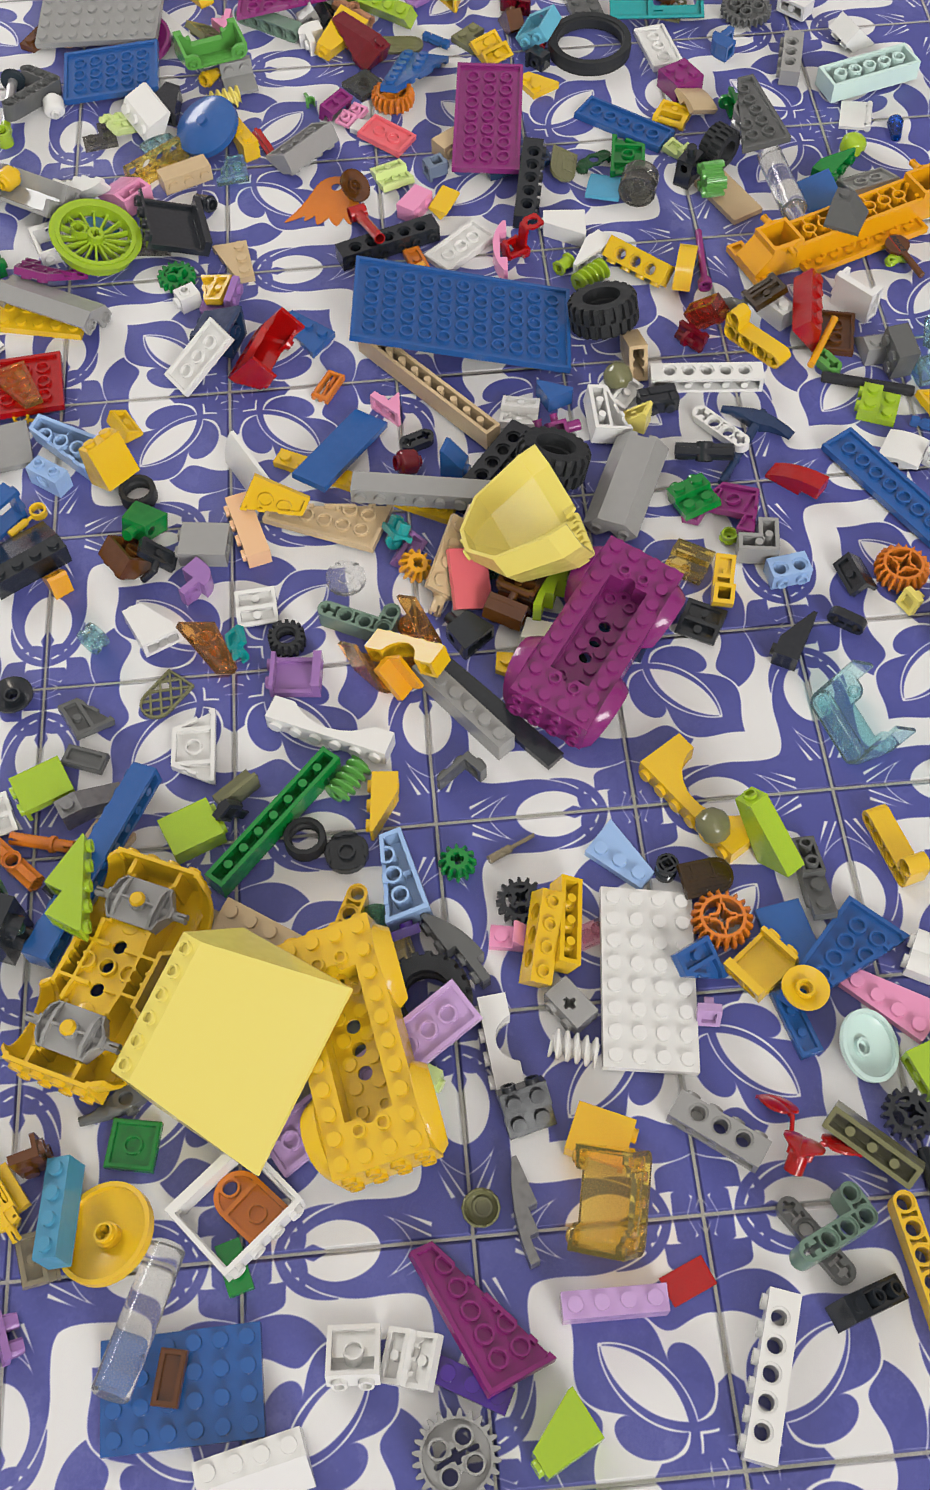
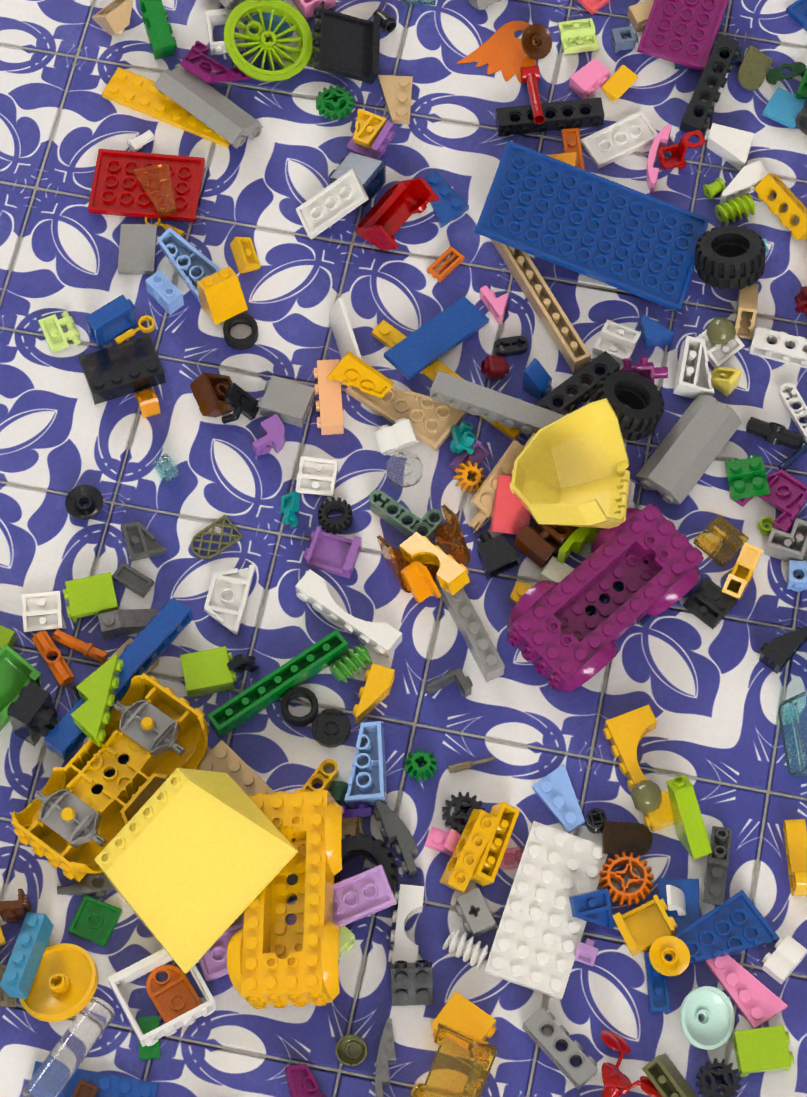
camera: 15 degrees right, 5 degrees up
(143, 521) = (237, 364): green torso -> none
(151, 629) = (218, 472): white slope -> none
(187, 298) = (338, 130): white brick -> none
(209, 645) = (265, 502): clear orange wing -> none
(238, 788) = (255, 644): olive panel -> none
(327, 547) = (396, 436): none -> white brick
(525, 734) = (510, 655): black tile -> none
(664, 398) = (753, 365): black brick -> none
(786, 925) = (676, 900): none -> white slope

